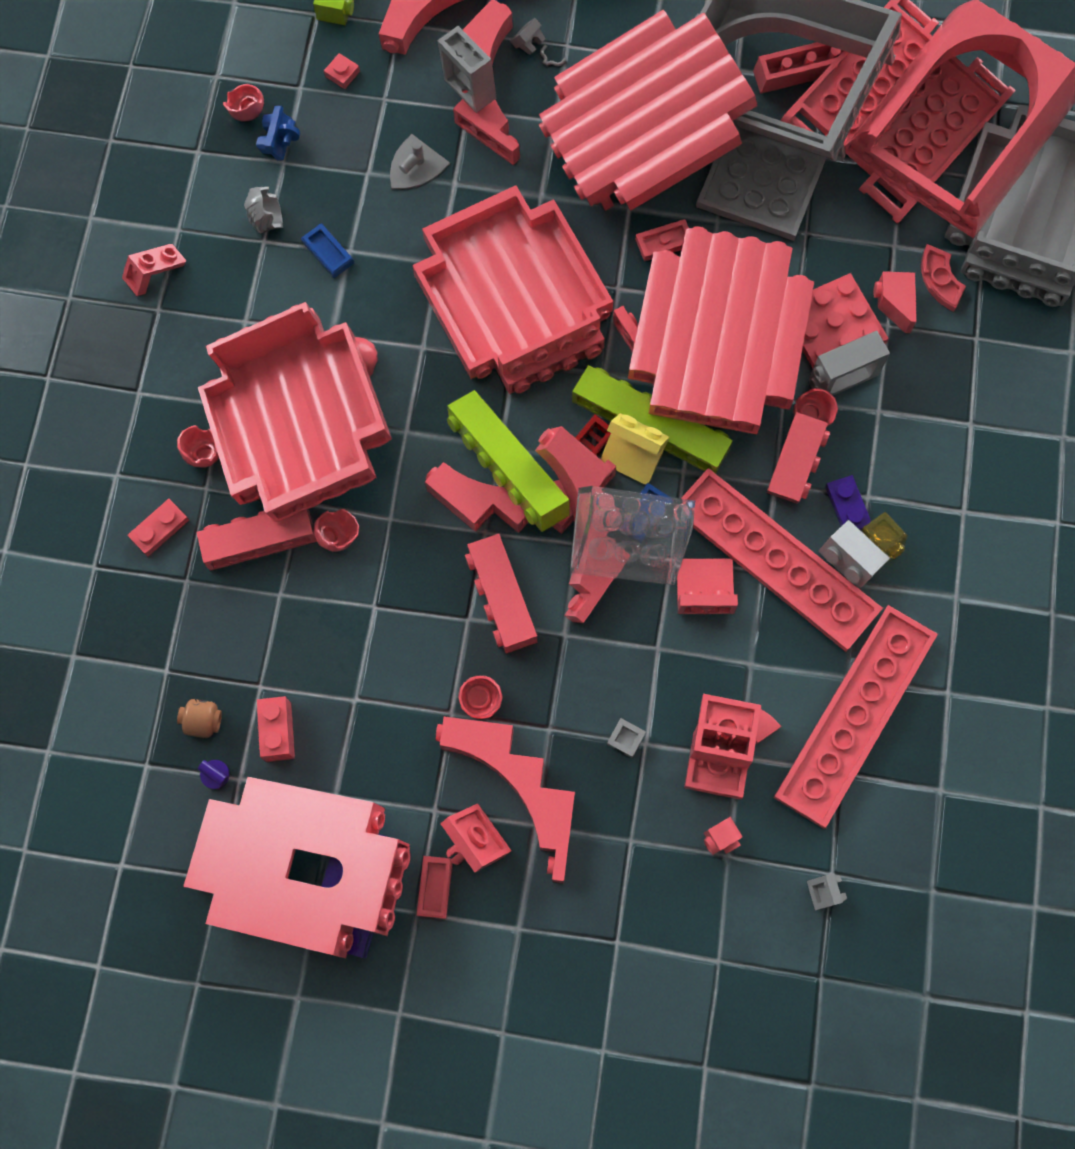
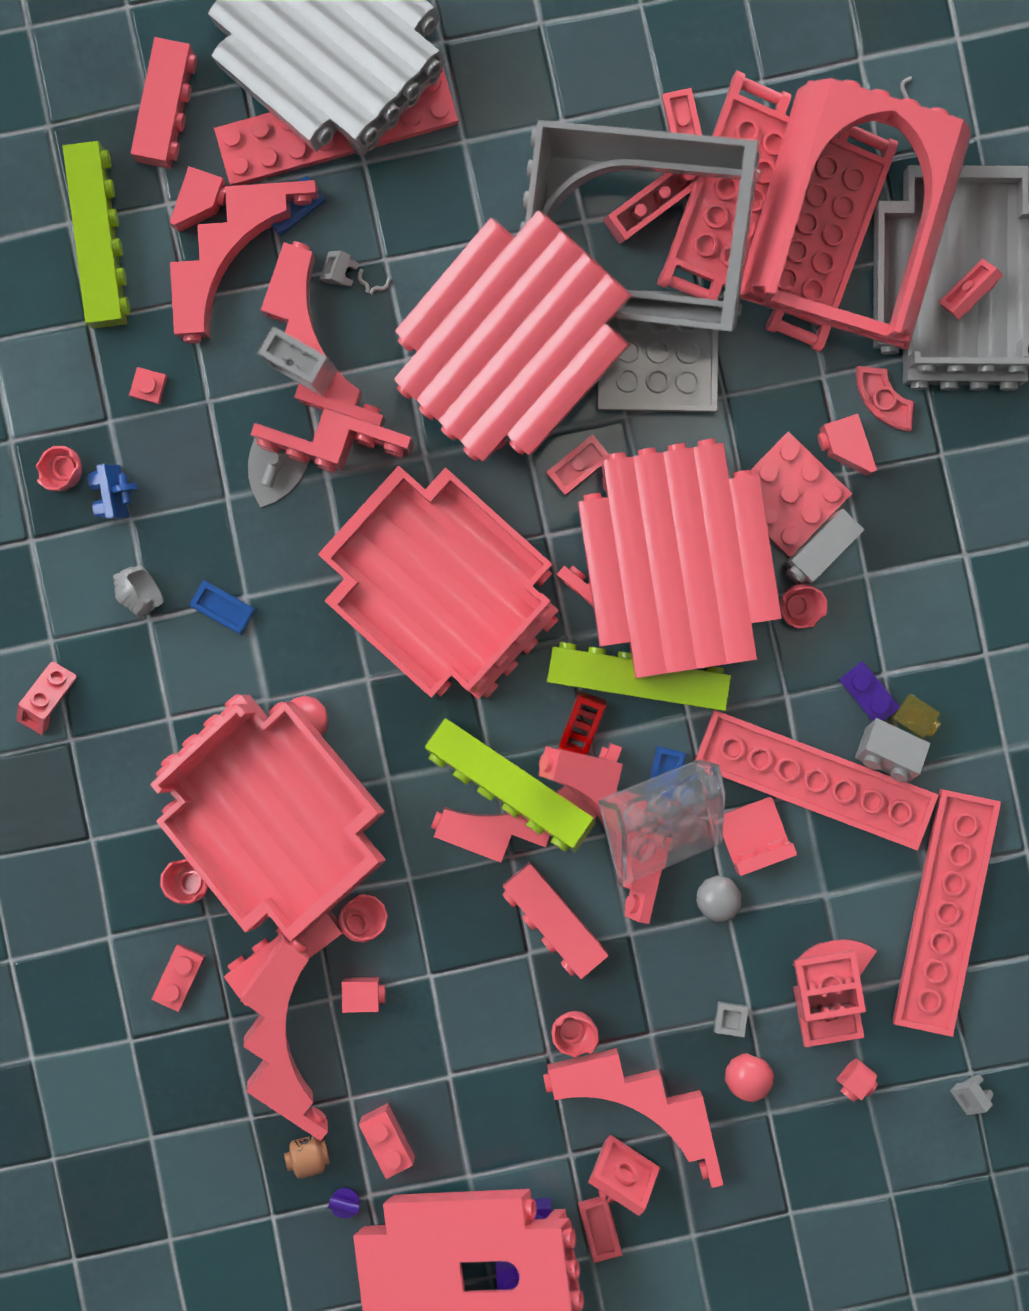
camera: 25 degrees left, 15 degrees up
(205, 633) = (277, 1078): none -> coral arch
(308, 595) = (362, 994): none -> coral brick
(472, 149) = (333, 441): none -> coral bracket
(624, 799) = (749, 1077): none -> coral hair
(634, 448) = (633, 719): light yellow bracket -> none
(654, 631) = (719, 899): none -> light grey hair
(798, 458) = (803, 668): coral brick -> none
(1050, 207) = (971, 288): none -> coral plate

